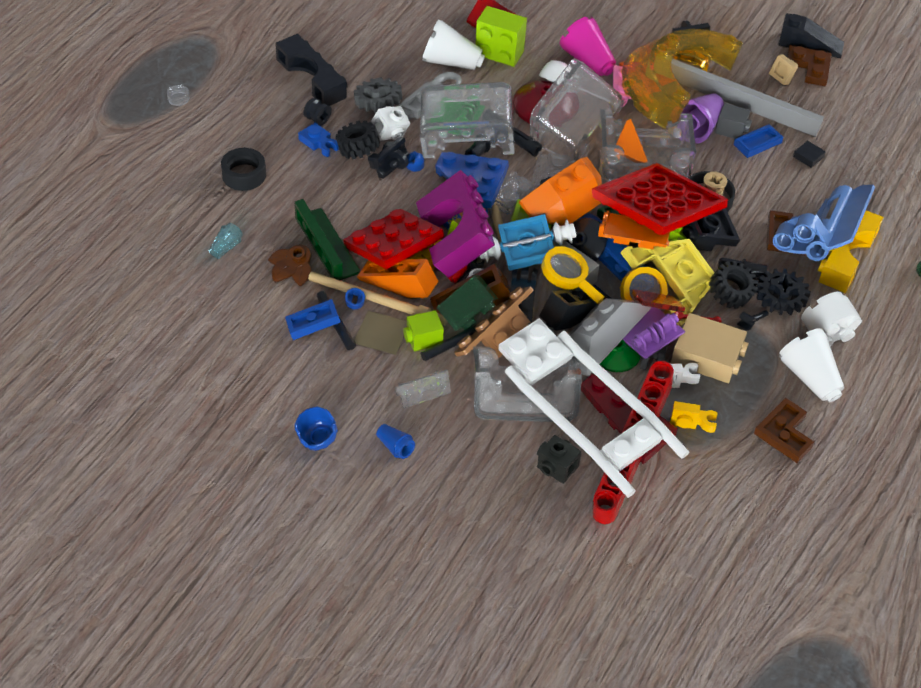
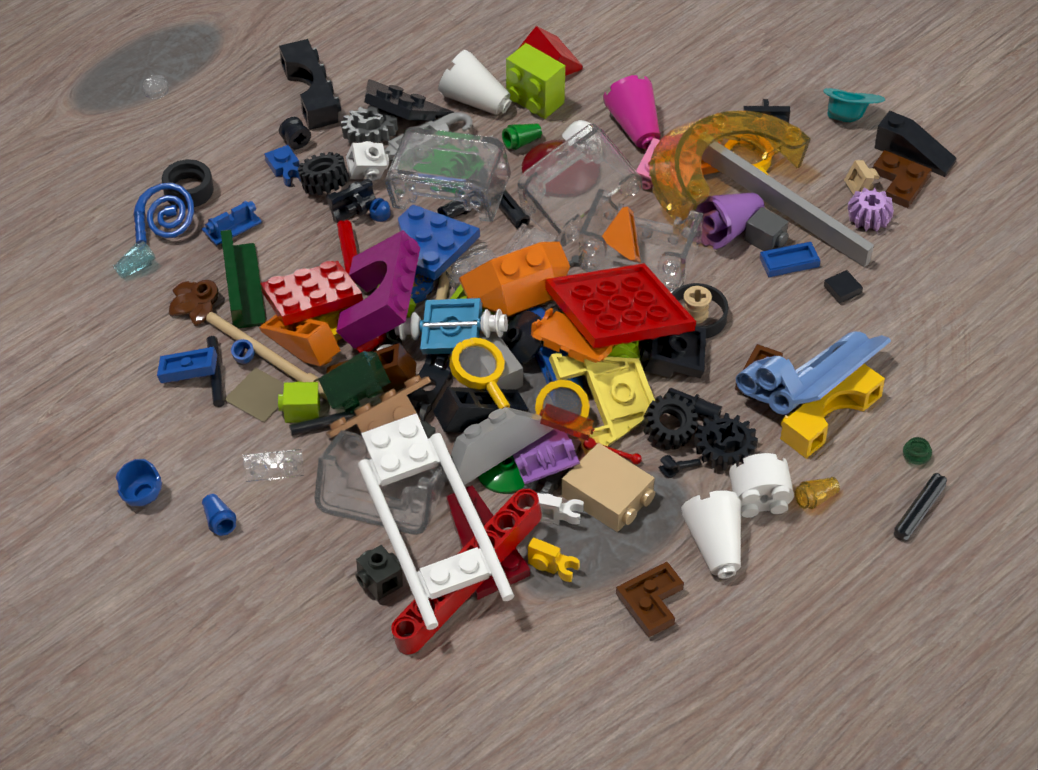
camera: 20 degrees right, 0 degrees up
(240, 193) = (139, 212): none -> blue piece
(300, 190) = (240, 220): none -> blue hinge
(387, 70) = (397, 102): none -> black wing
(402, 194) = (347, 243): none -> red axle
(510, 77) = (519, 135): none -> green cone
(748, 16) = (849, 105): none -> teal piece
(803, 91) = (870, 209): none -> lavender gear
(871, 317) = (815, 492): none -> clear yellow cone

